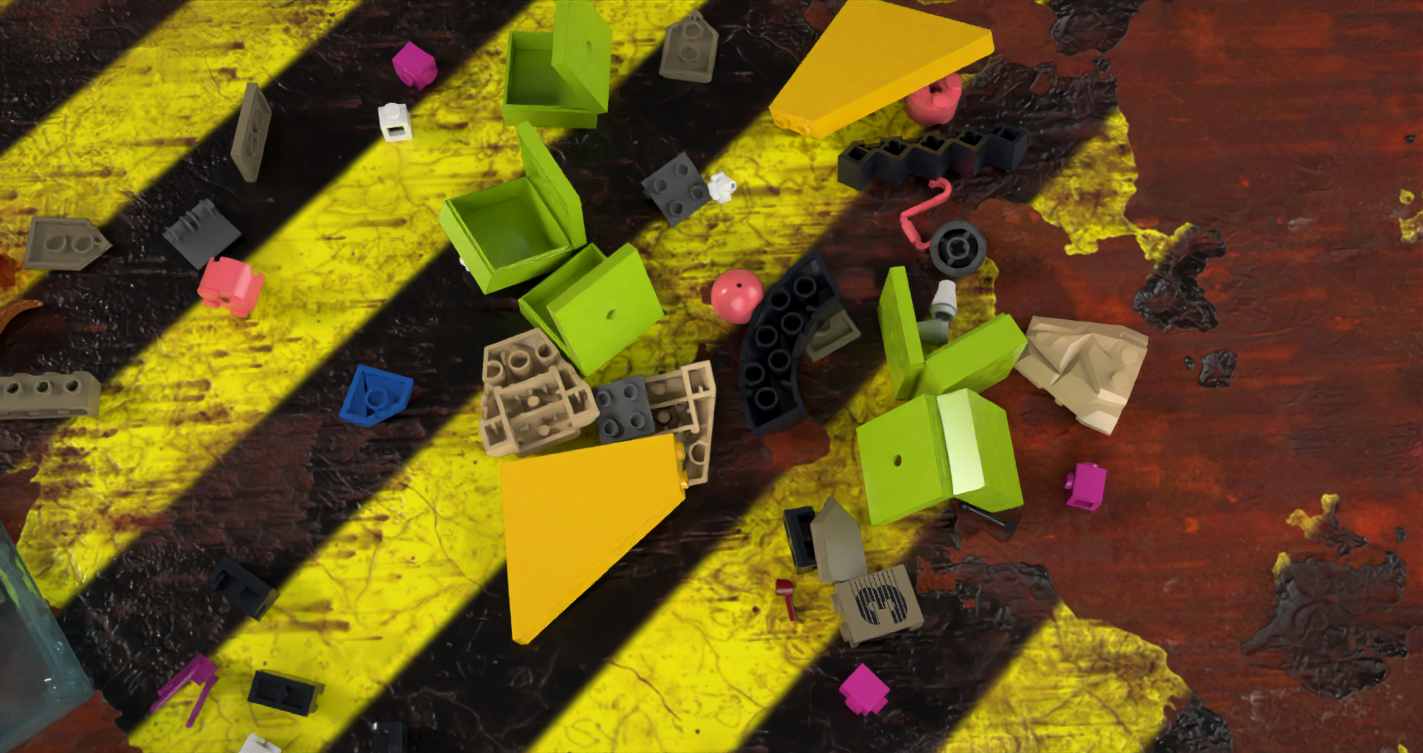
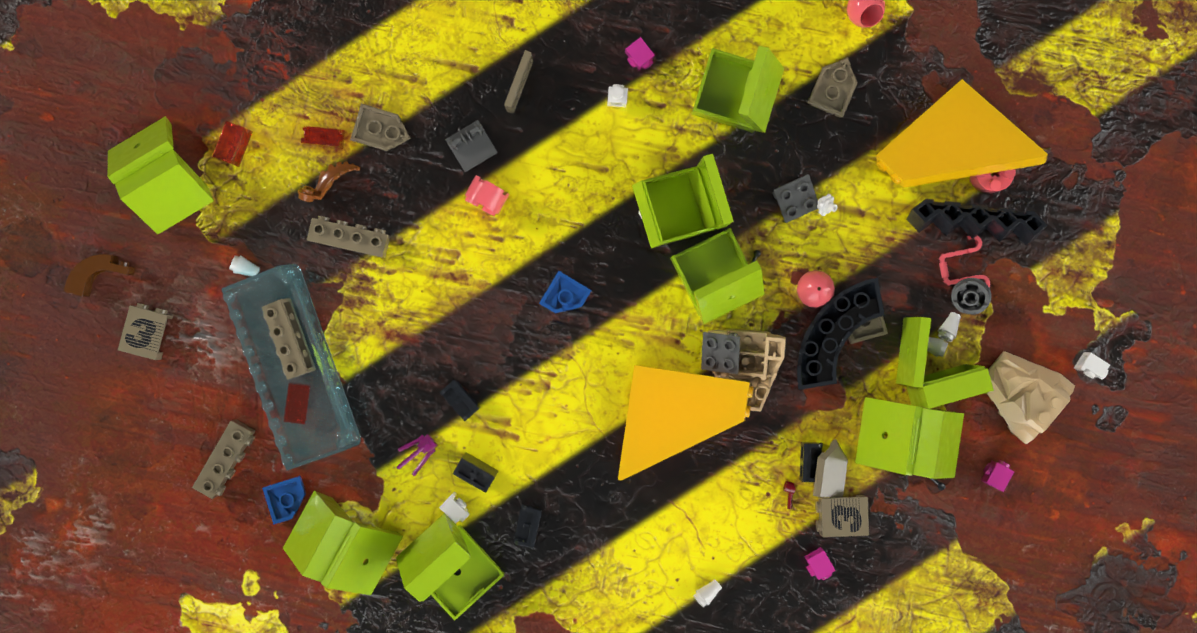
camera: 15 degrees right, 20 degrees up
(531, 397) = (664, 323): tan wedge -> none
(1162, 301) = (1092, 366): none -> white brick

